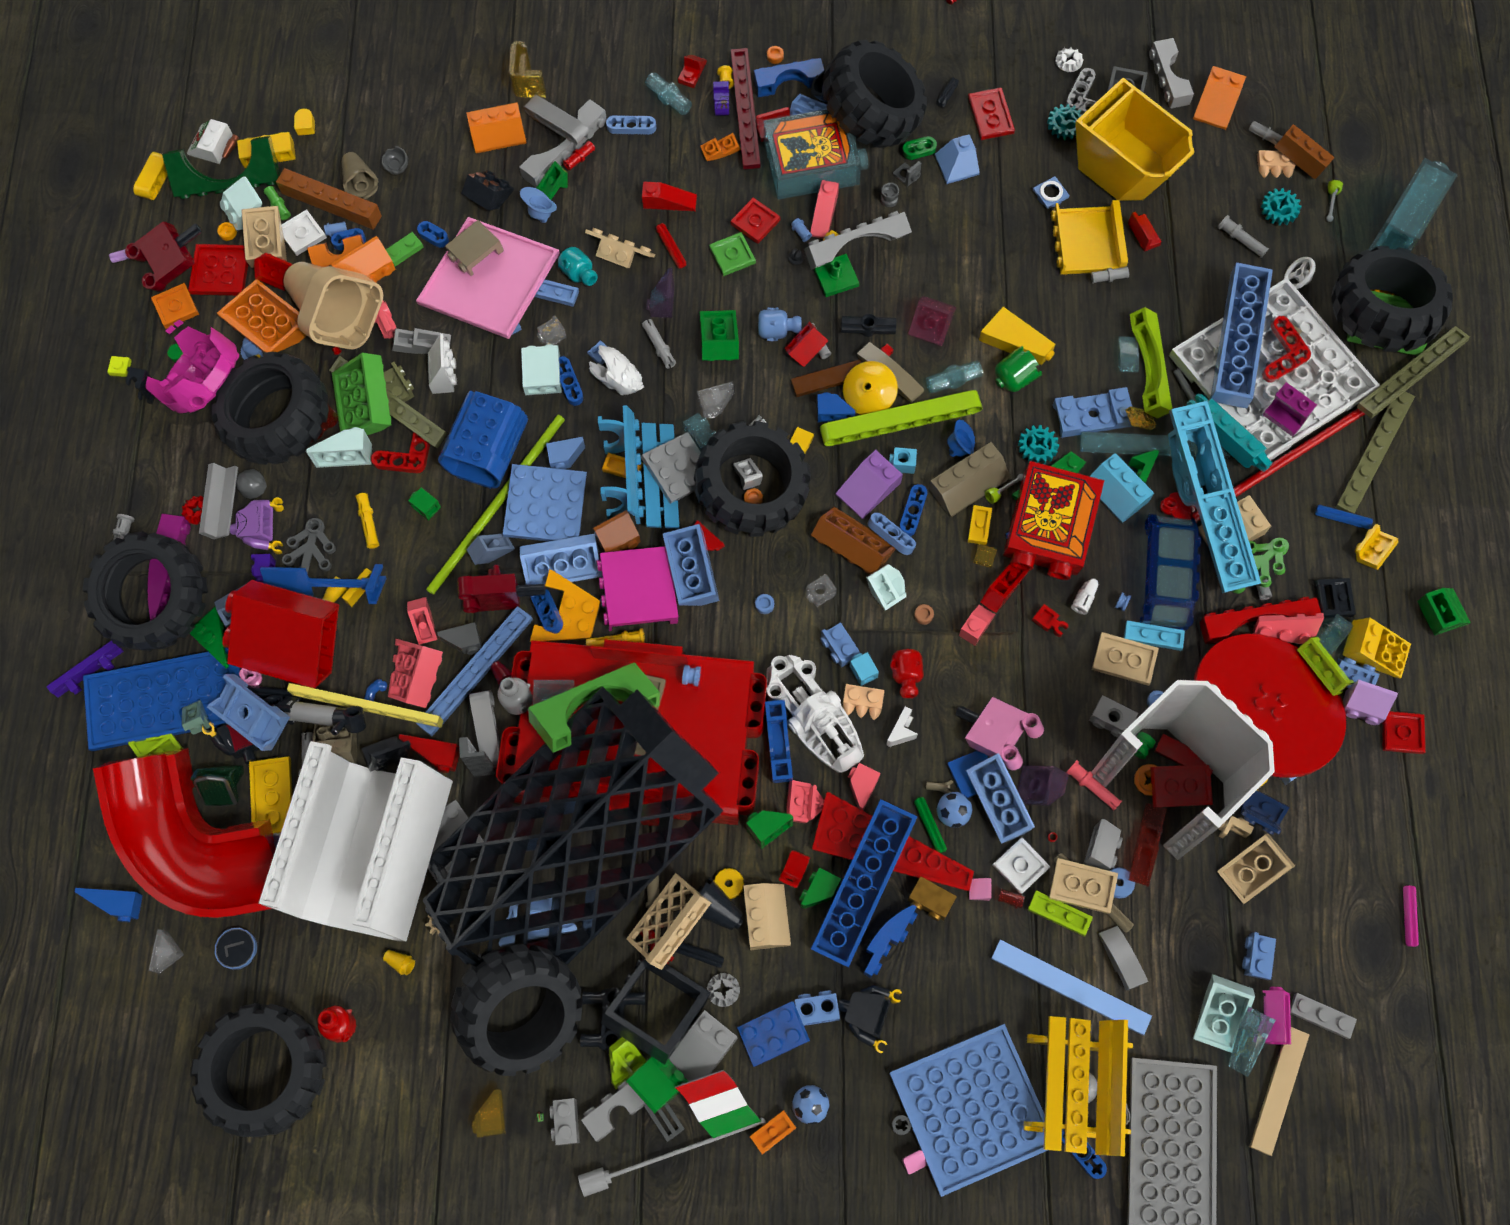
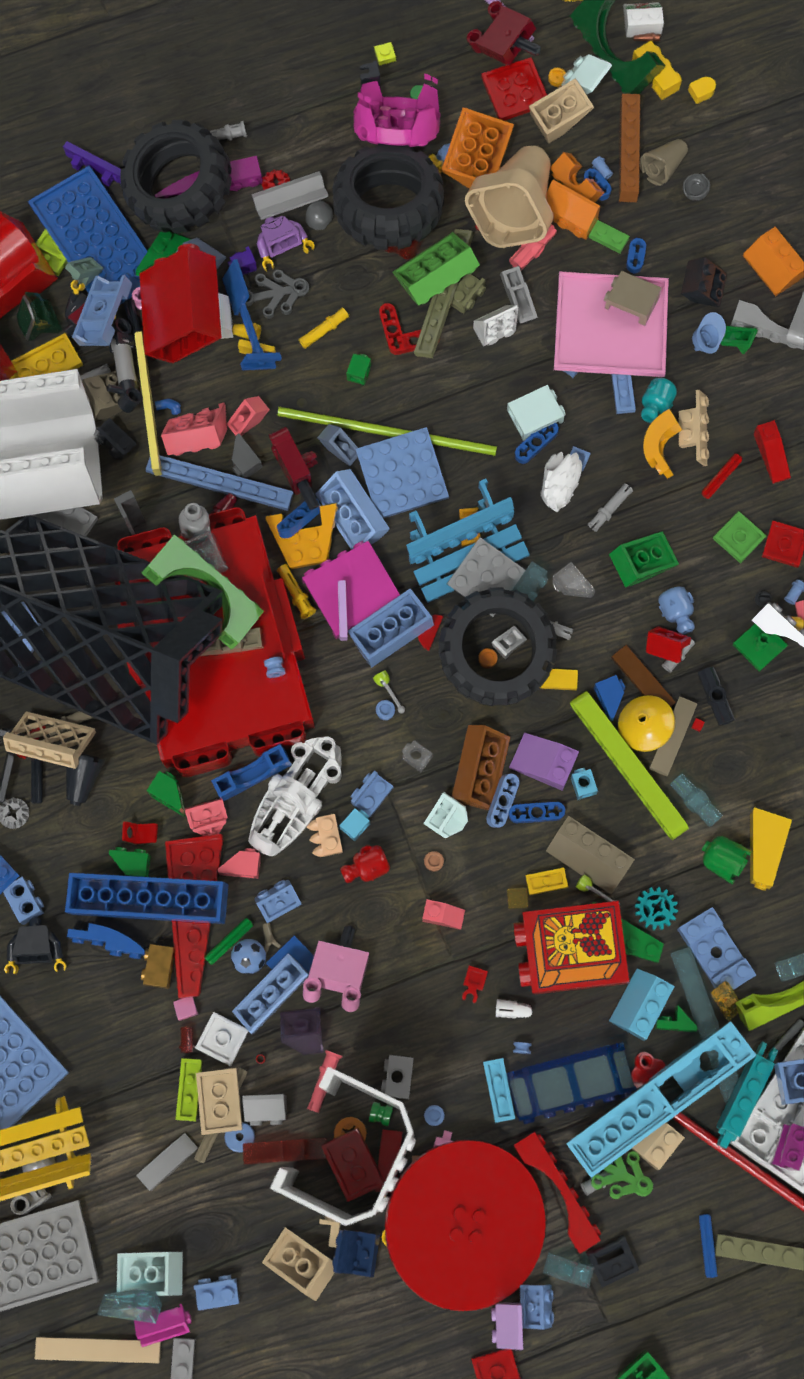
camera: 70 degrees right, 5 degrees up
(175, 305) = (462, 70): orange plate -> none
(271, 270) = (529, 132): red bracket -> none
(275, 200) = (606, 105): bright green pin -> none
(302, 232) = (584, 141): white plate -> none
(342, 449) = (381, 277): light aqua slope -> none
(437, 753) = (131, 476): red slope -> none
(483, 439) = (437, 390): blue piece -> none
(485, 724) = (169, 510): light grey beam -> none
(551, 332) = (578, 410): clear brick -> none
(565, 452) = (459, 469): medium blue slope -> none
(579, 155) = (781, 349): red pin -> none
(607, 273) = (655, 439): none -> light orange arch
(617, 533) = (392, 549): slope -> none
(658, 599) = (342, 610): none -> lavender tile
(662, 296) = (660, 490): clear purple slope -> none
(735, 594) = (382, 679): none -> hinge
(735, 877) = (113, 788): yellow piece -> none
(766, 916) = (89, 824): tan slope -> none
(900, 733) = (305, 879): white slope -> none
(908, 765) = (277, 900): none -> medium blue bracket
(932, 320) = (749, 756): clear pink slope -> none
(961, 440) = (630, 832): blue piece -> none
(1003, 587) = (488, 926): red slope -> none
(1070, 987) = (124, 1124): light blue tile -> none
(1125, 658) = (463, 1069): tan plate -> none
(1289, 629) = (558, 1229): coral wing -> none
(1324, 666) = (530, 1270): lime container -> none
(1375, 547) = (685, 1287): yellow bracket -> none
(1377, 646) = (575, 1321): yellow slope -> none

